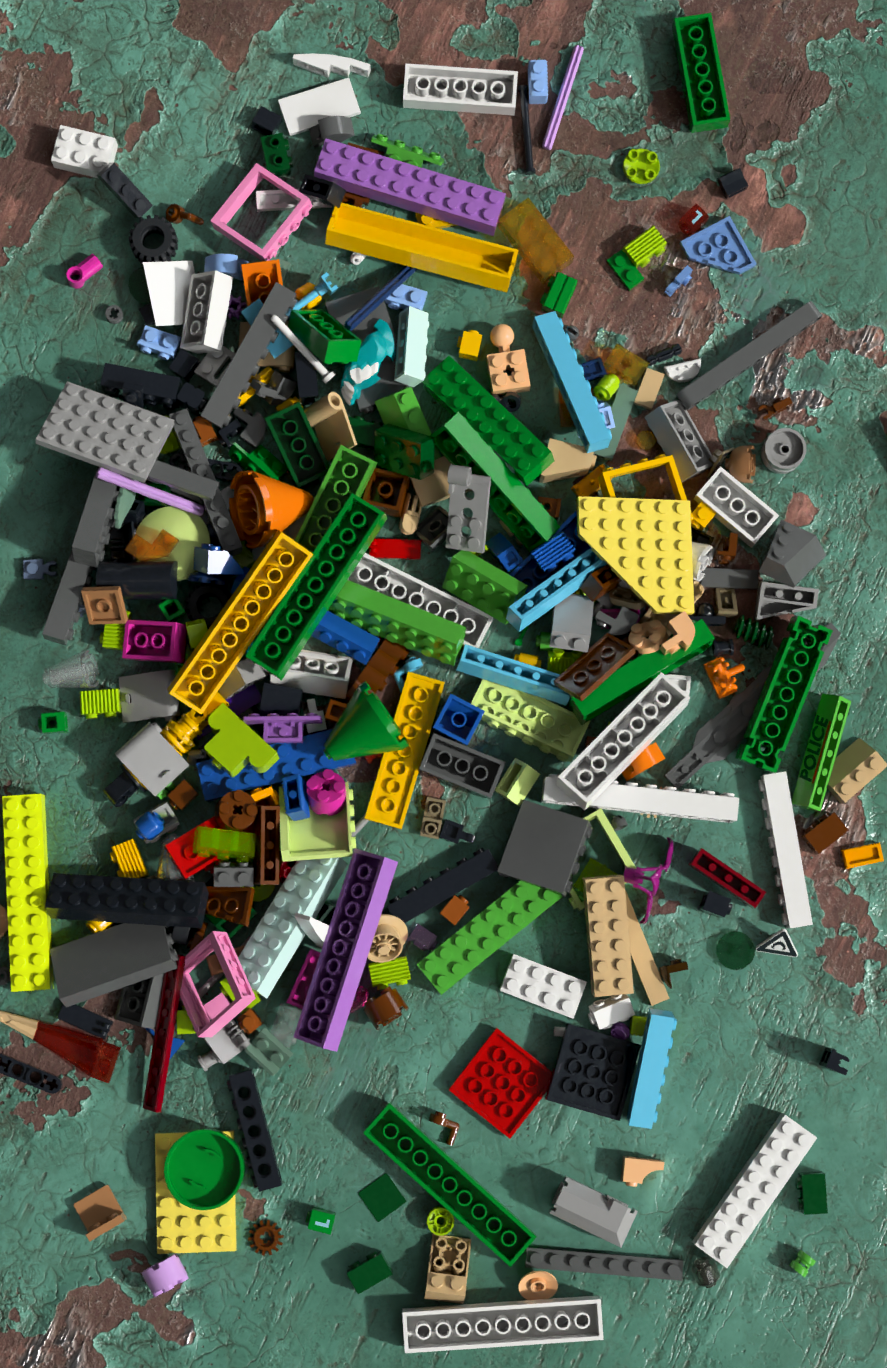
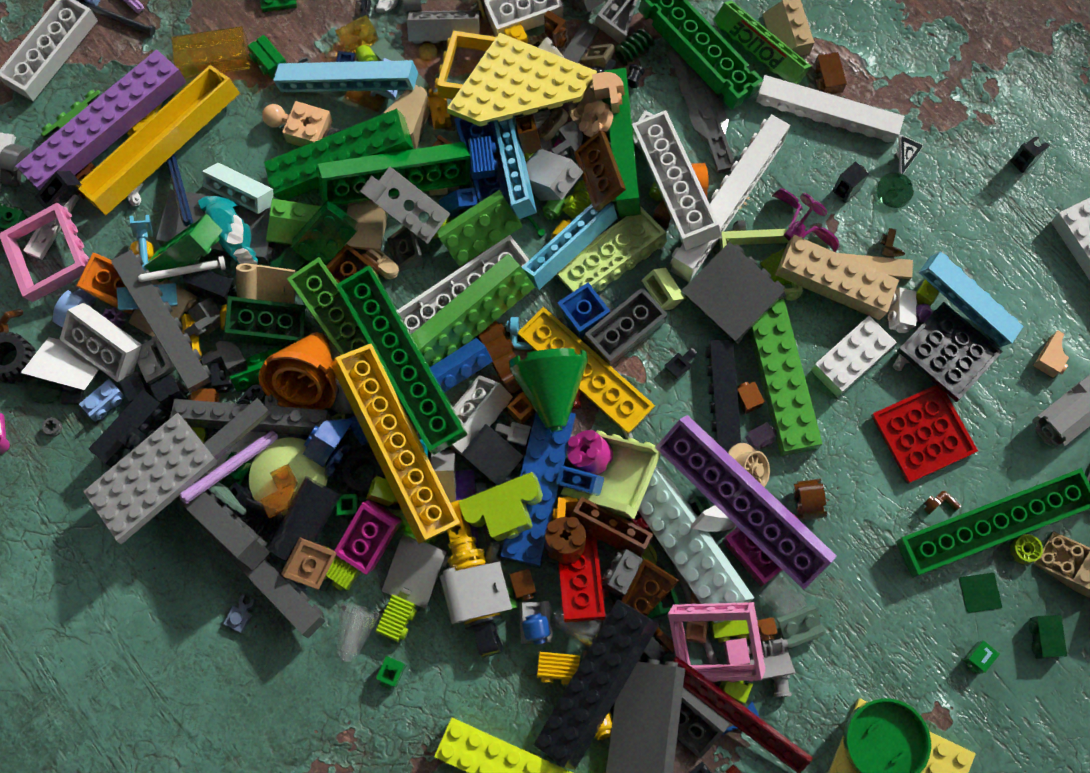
camera: 55 degrees left, 10 degrees down
(224, 844) = (590, 564): clear neon green brick -> none
(271, 1244) = (981, 717): reddish brown gear -> none
(273, 1177) = (921, 683): black brick -> none
(283, 728) = (511, 458): medium lavender bracket -> none
(389, 972) = (779, 480): lime brick -> none
(395, 549) = (406, 287): red hinge -> none
(406, 296) = (192, 176): light blue bracket -> none
(433, 817) = (656, 377): dark tan slope -> none
(469, 345) = (266, 145): yellow brick -> none
(649, 389) = (387, 29): tan tile -> none
(721, 677) = (658, 88): orange piece -> none
(727, 878) = (831, 163): dark red brick -> none
(862, 855) = (862, 57): light orange tile -> none

